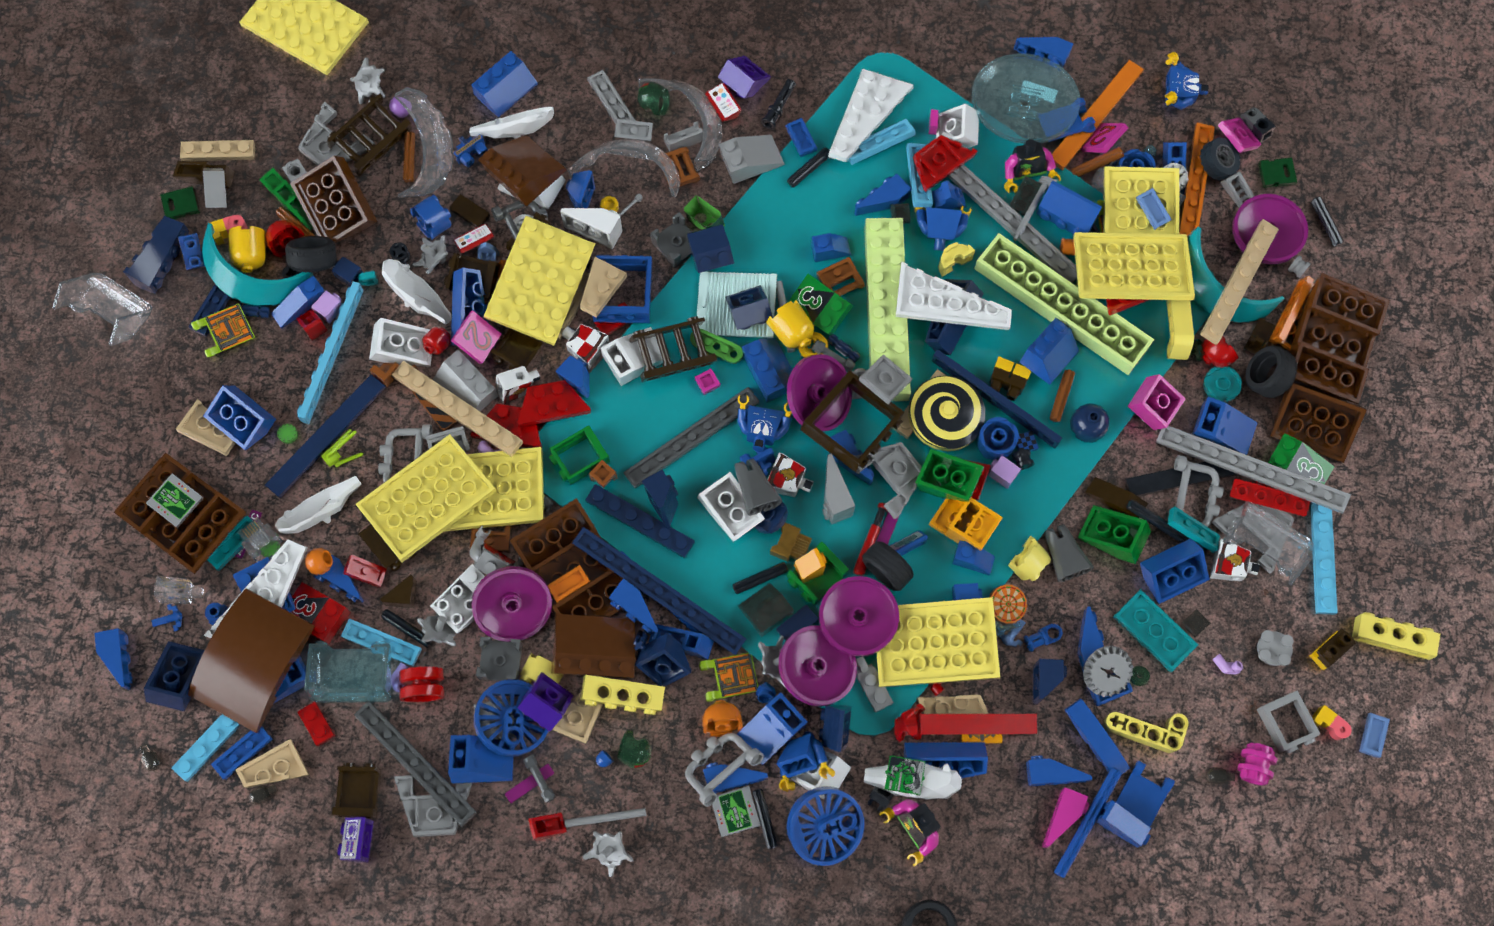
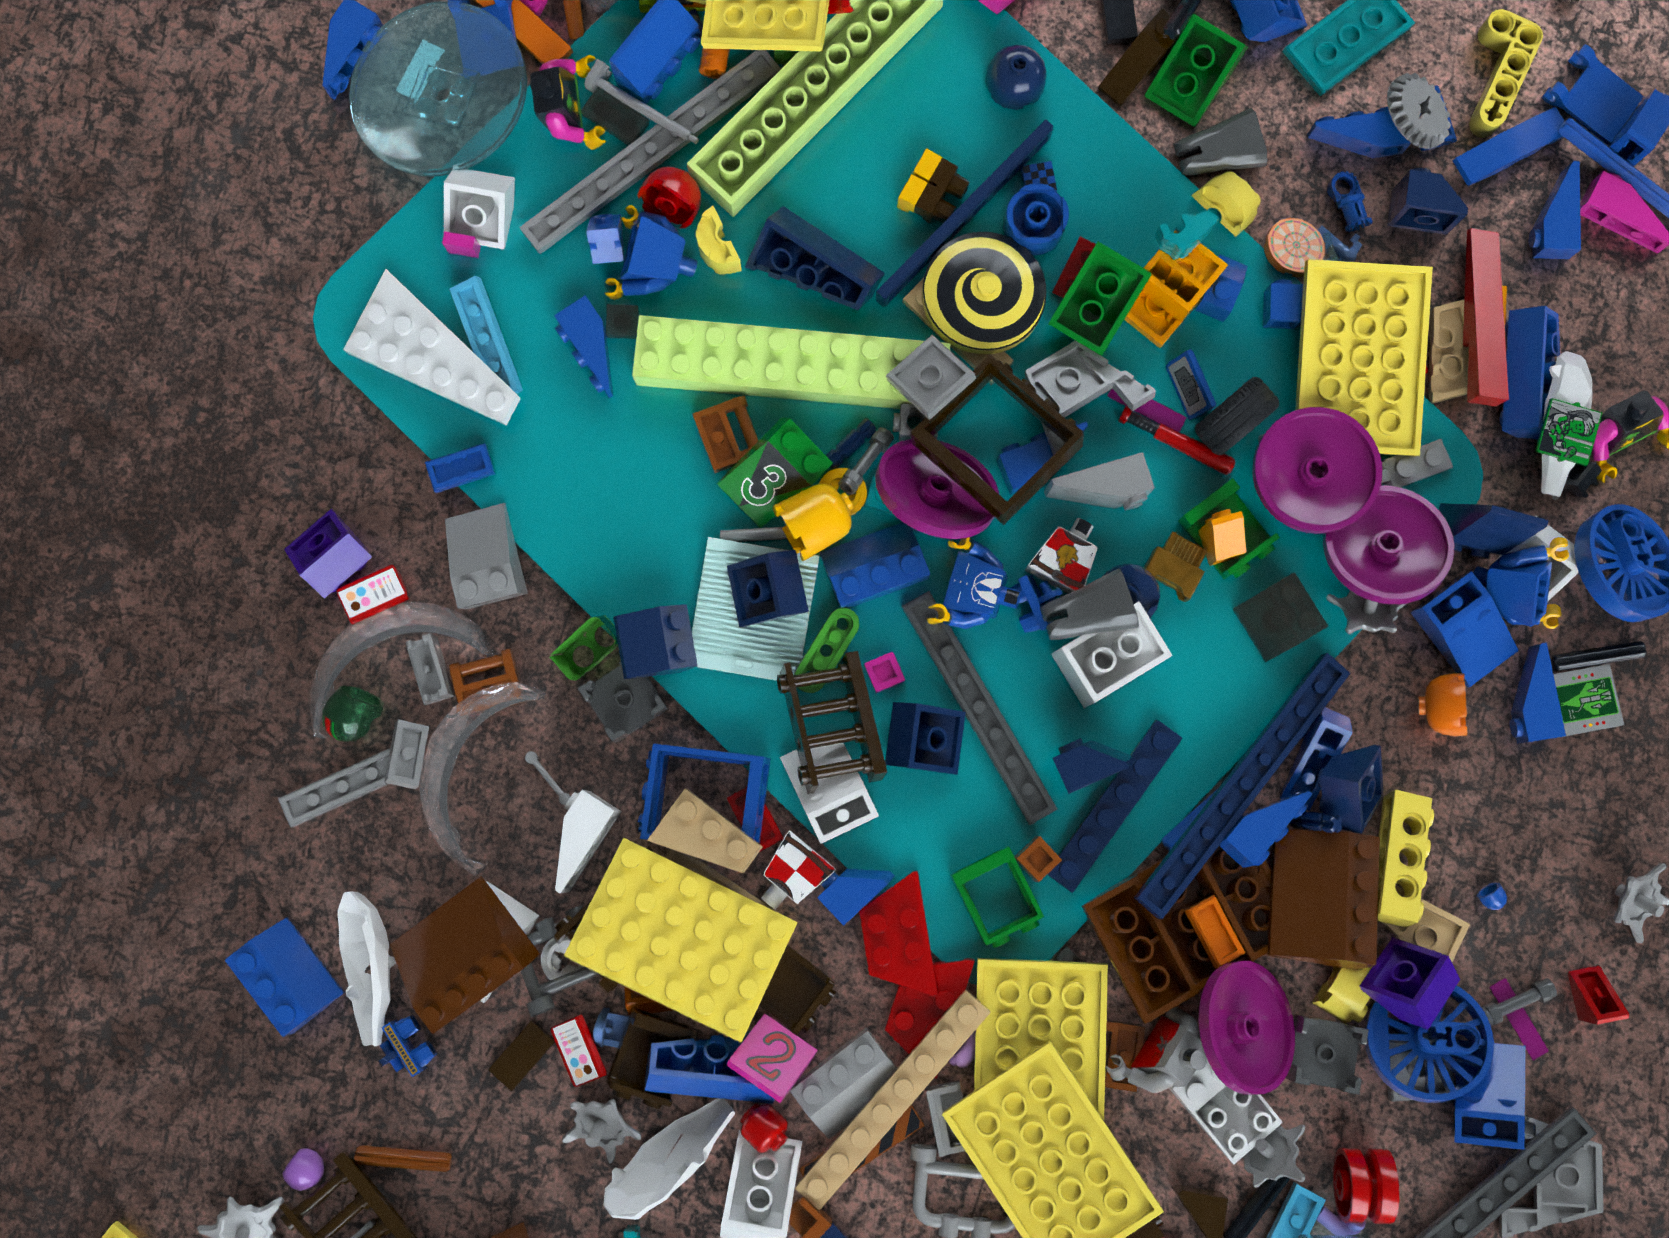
camera: 85 degrees left, 10 degrees up
(398, 249) = (585, 1190): black wheel -> none
(431, 217) = (531, 1124): blue brick -> none
(435, 140) = (390, 1107): clear windscreen -> none
(514, 383) = (862, 1006): white torso -> none
(581, 188) = (512, 857): blue slope -> none
(605, 817) = (1581, 902): light grey bar -> none
(609, 203) = (540, 809): yellow tile -> none
(634, 752) = (1493, 849): clear green helmet -> none
(669, 406) = (925, 738): none -> dark blue slope
(715, 745) = (1502, 744): light grey bar -> none
(733, 675) = (1375, 683): flag -> none
(760, 578) = (1225, 621): black axle -> none
(765, 692) = (1407, 633): blue plate -> none
(775, 111) = (399, 506): black pin -> none
(799, 620) = (1301, 560): dark blue tile -> none
(808, 167) = (516, 461): black axle -> none
(829, 247) = (670, 444): blue slope -> none
(908, 723) = (1476, 421): red helmet -> none
(919, 196) = (559, 280): medium azure plate -> none
(940, 159) = (540, 241): red wing -> none
(941, 301) = (799, 277): white wing -> none
(980, 230) = (671, 194): none -> red cylinder
(995, 519) = (1189, 234): none -> teal hand
(1004, 471) = (1088, 217): lavender brick -> none
(1023, 459) = (1071, 186): black wheel -> none
(1051, 351) = (897, 116): blue slope -> none
(1062, 395) = (966, 112): dark orange axle -> none
(1140, 676) = (1420, 65): clear green tile -> none

